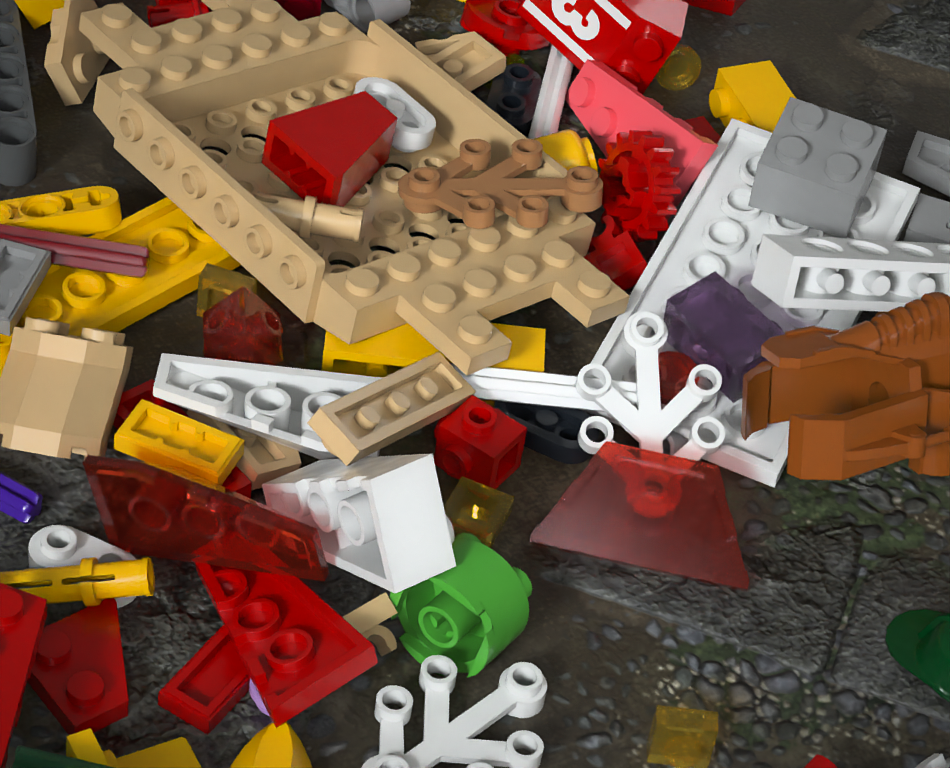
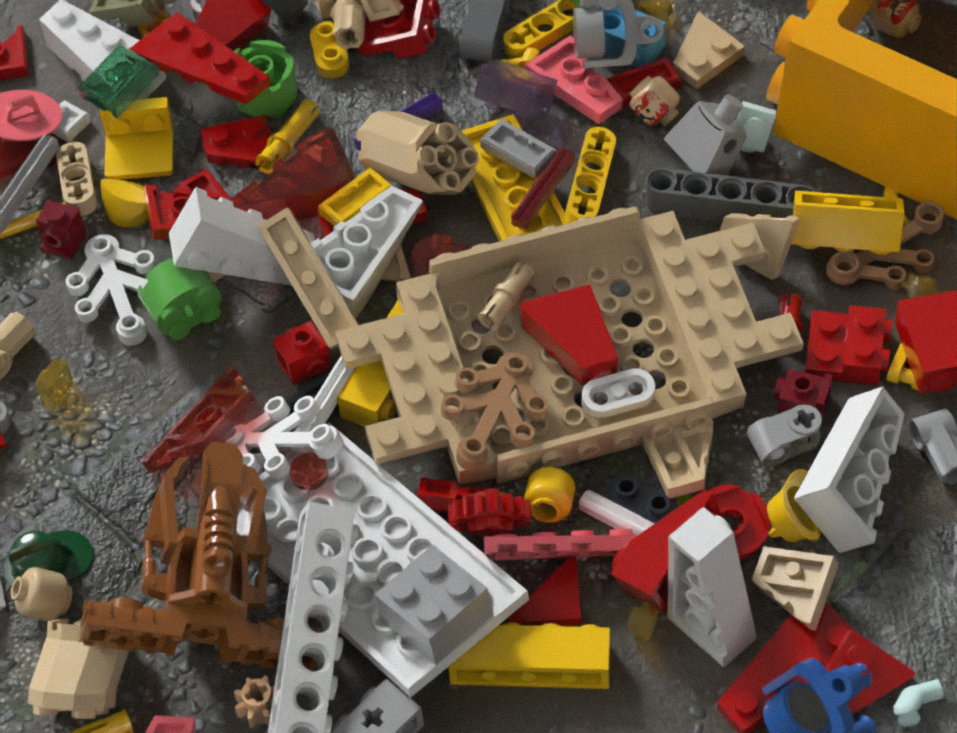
camera: 125 degrees right, 10 degrees up
(478, 510) = (258, 343): clear yellow plate -> none
(720, 329) = (313, 481): clear purple brick -> none

